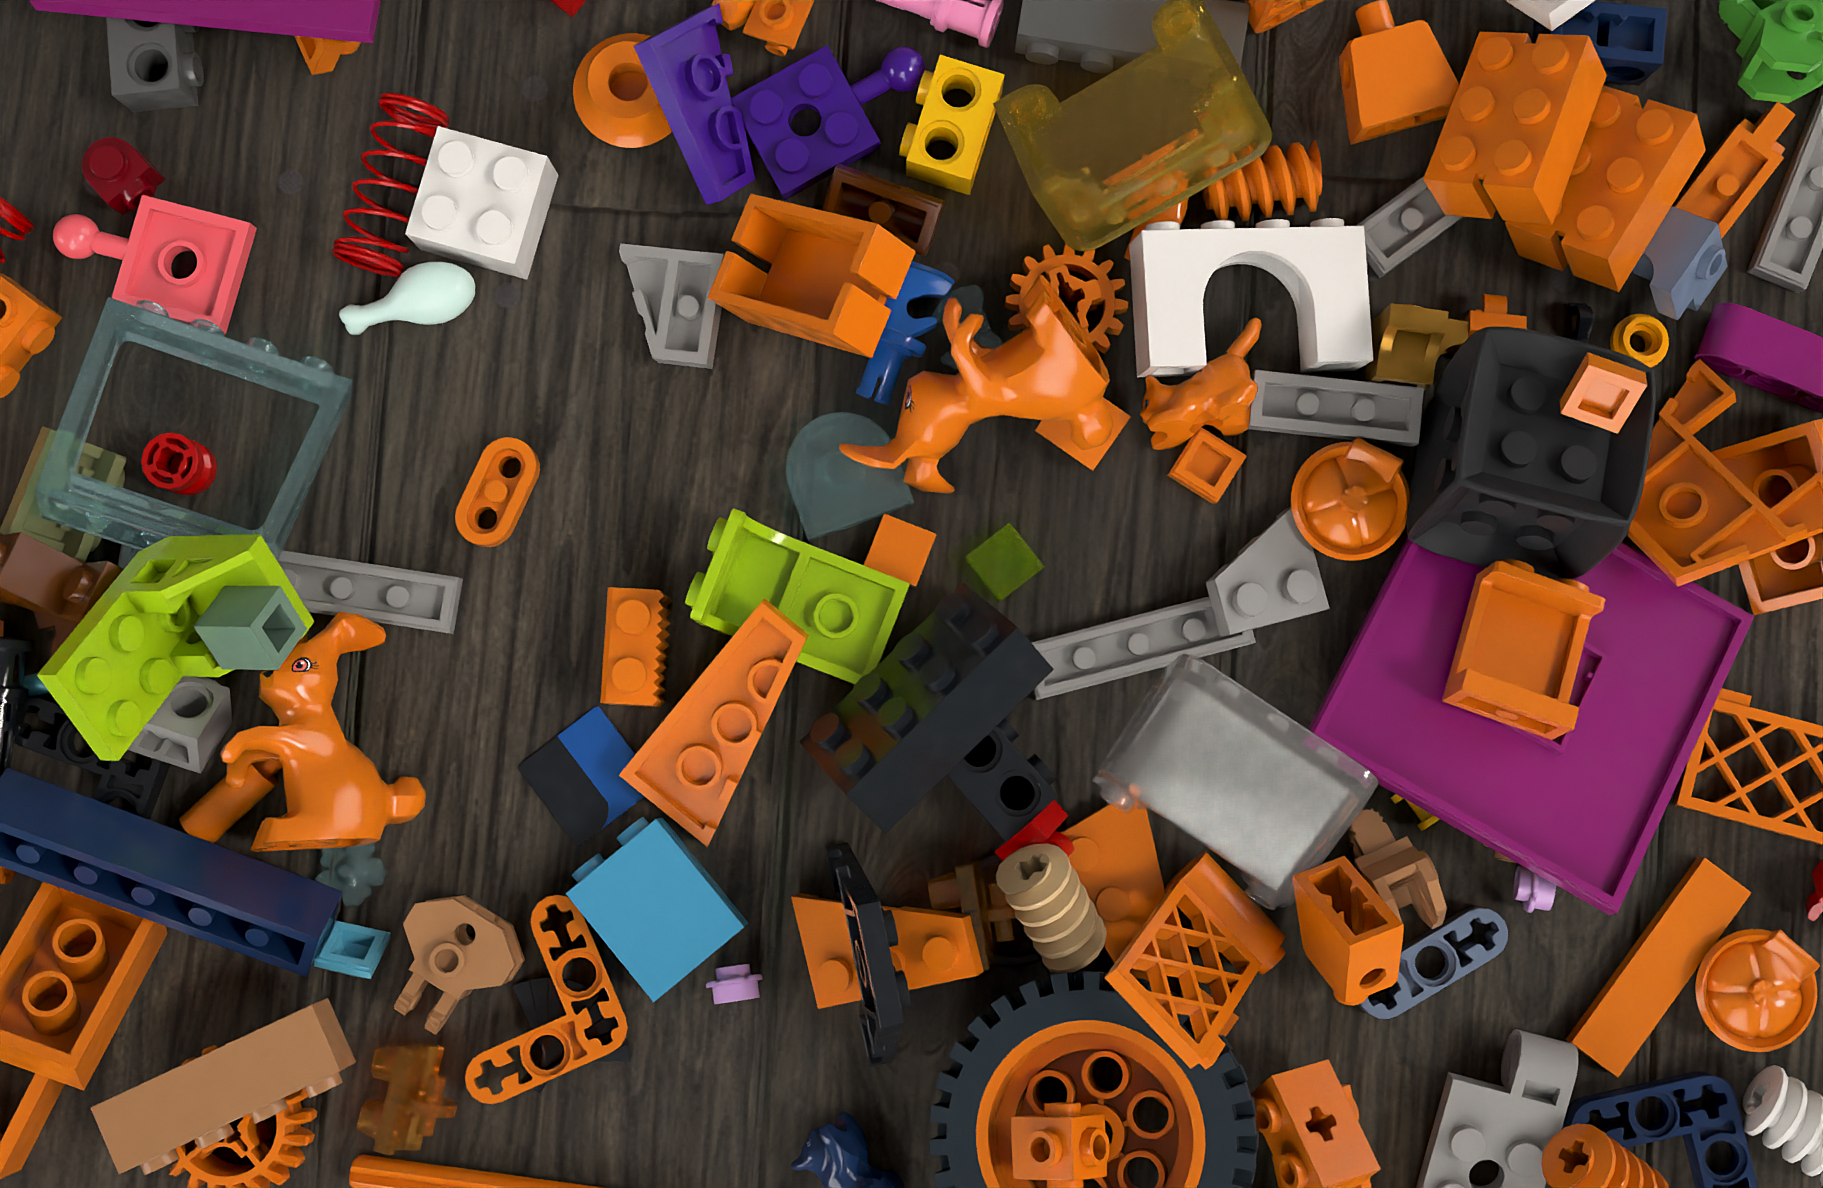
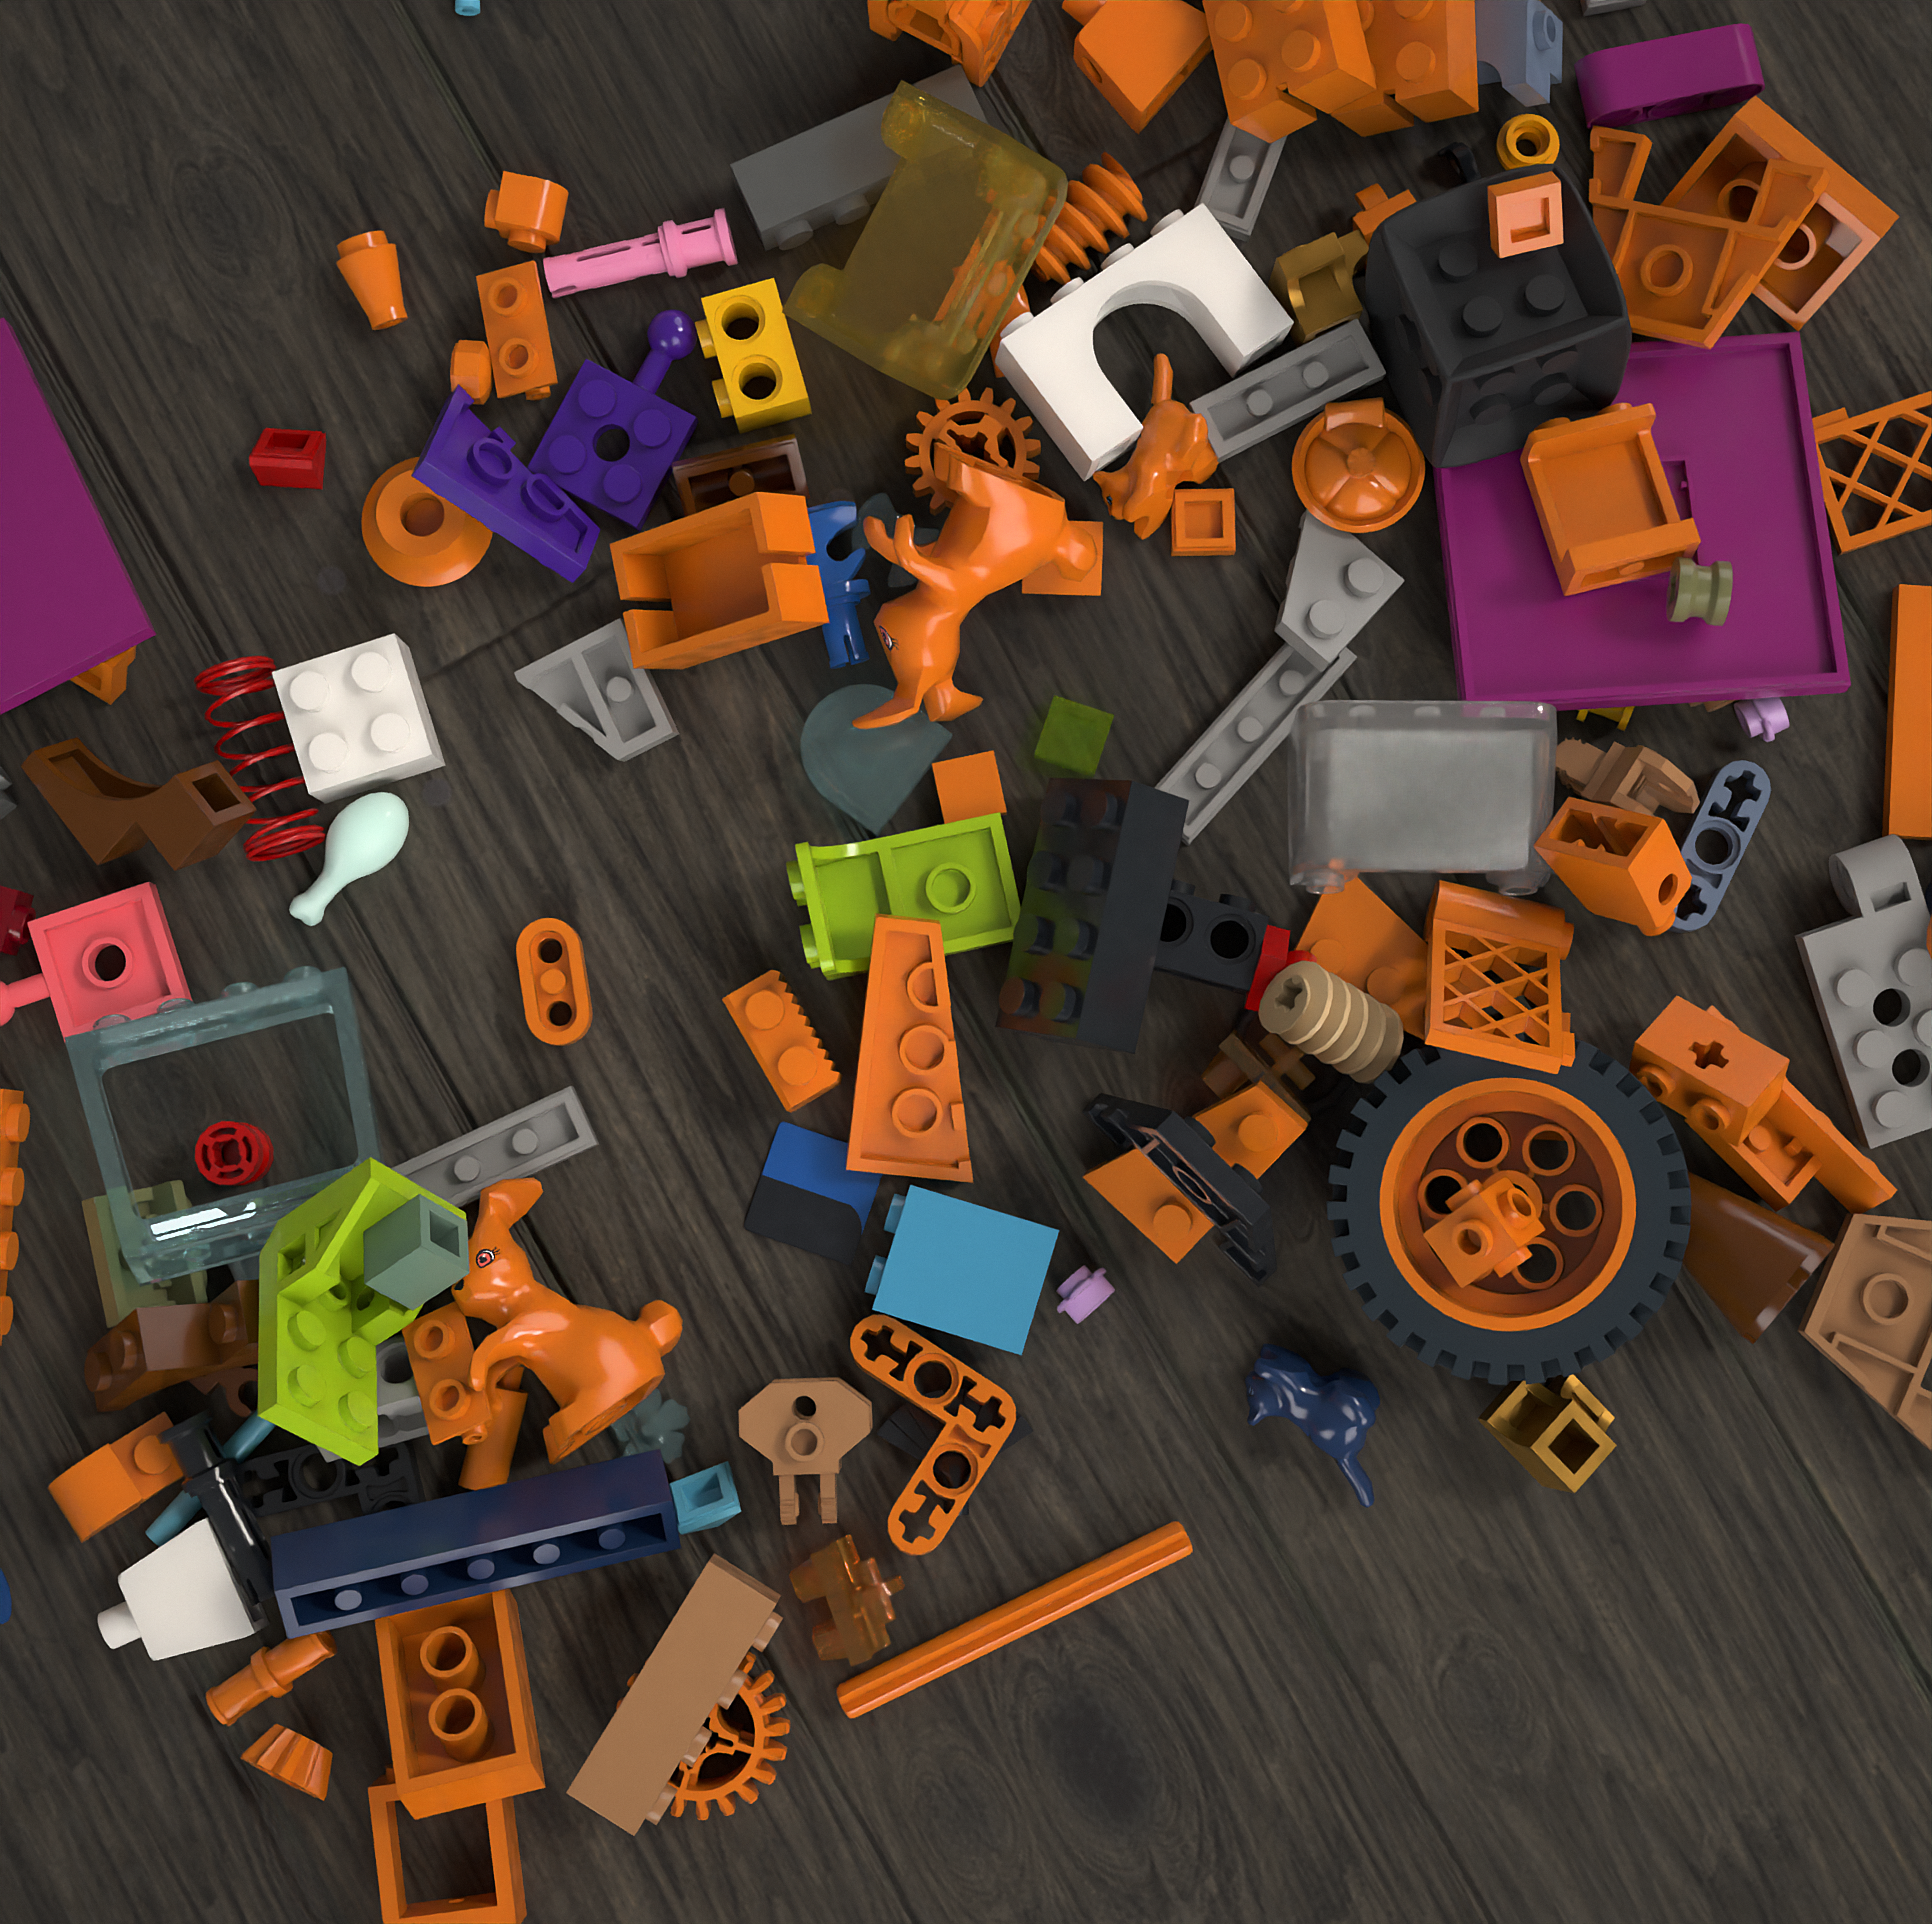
camera: 30 degrees left, 0 degrees up
(221, 713) = (440, 1361): none -> orange hinge
(257, 157) = (117, 815): none -> reddish brown arch
(1547, 766) = (1699, 591): none -> olive wheel

